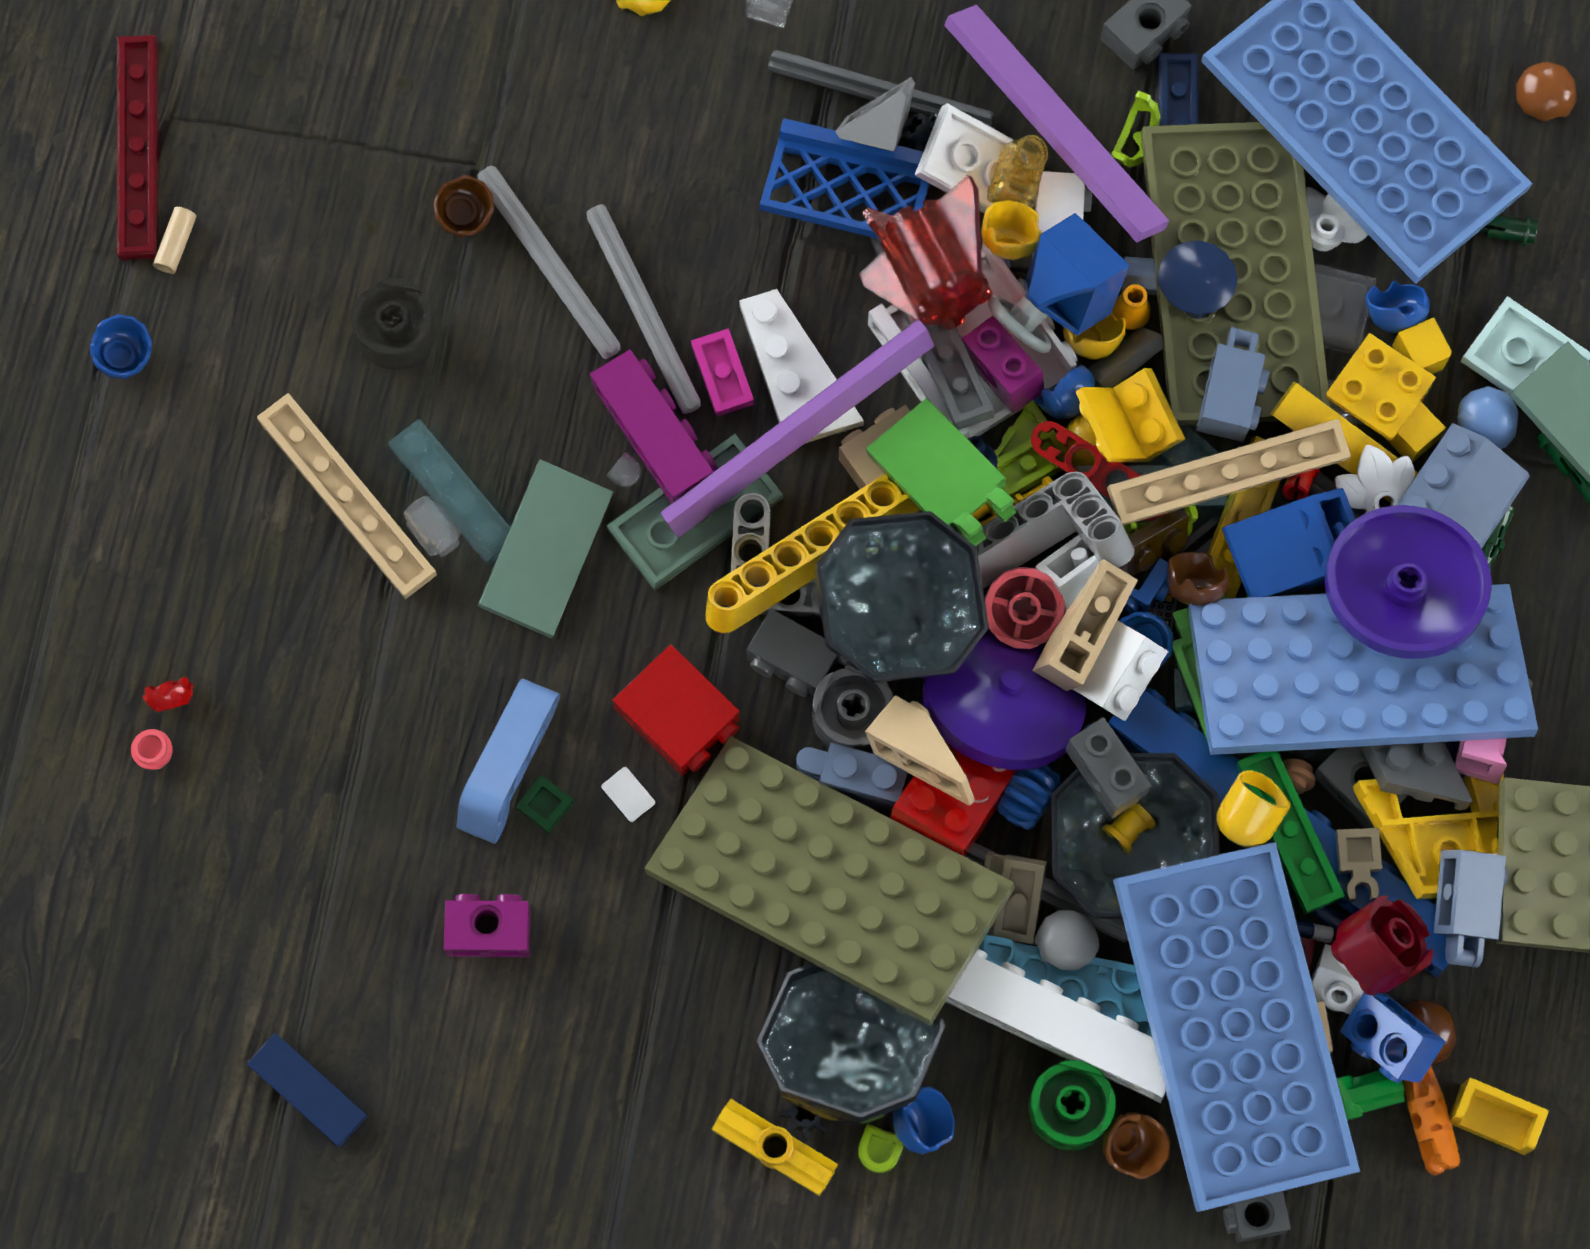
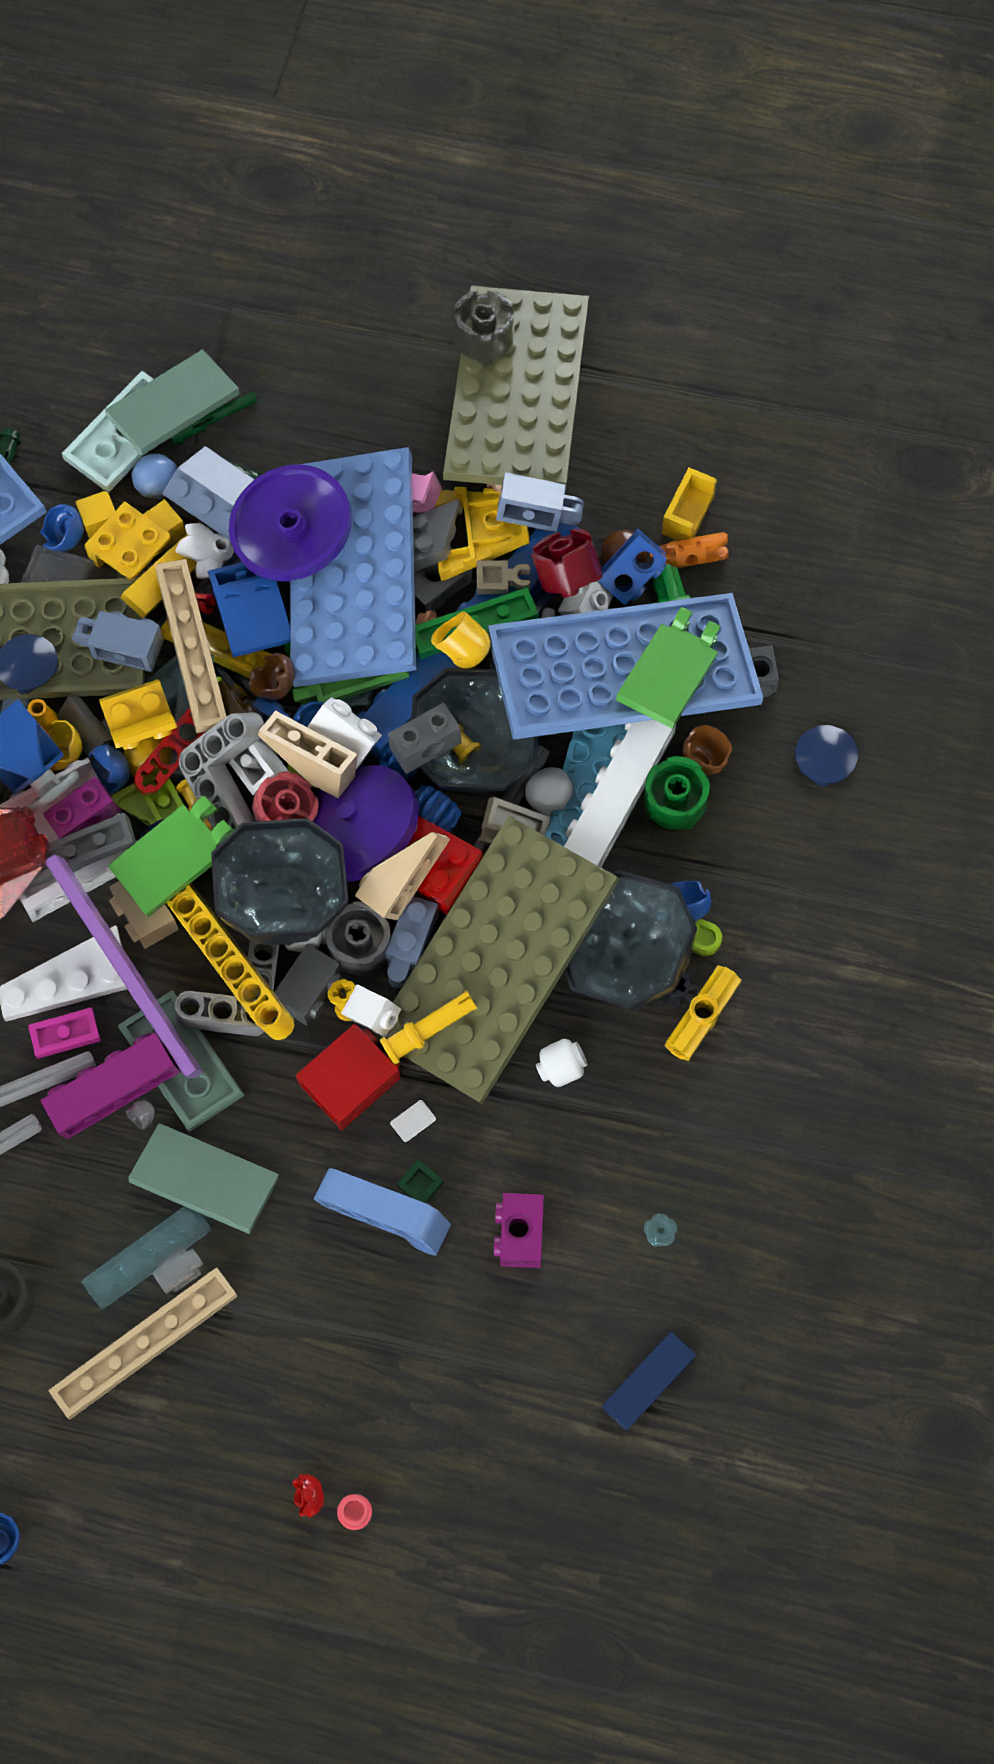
camera: 85 degrees left, 5 degrees down
(495, 1088) = (656, 1238): none -> clear light blue plate
(702, 970) = (561, 1062): none -> white head
(723, 783) = (415, 1034): none -> yellow pin
(754, 729) = (371, 1011): none -> white brick
(773, 700) = (337, 998): none -> yellow bush
(1226, 1083) = (670, 670): none -> bright green tile

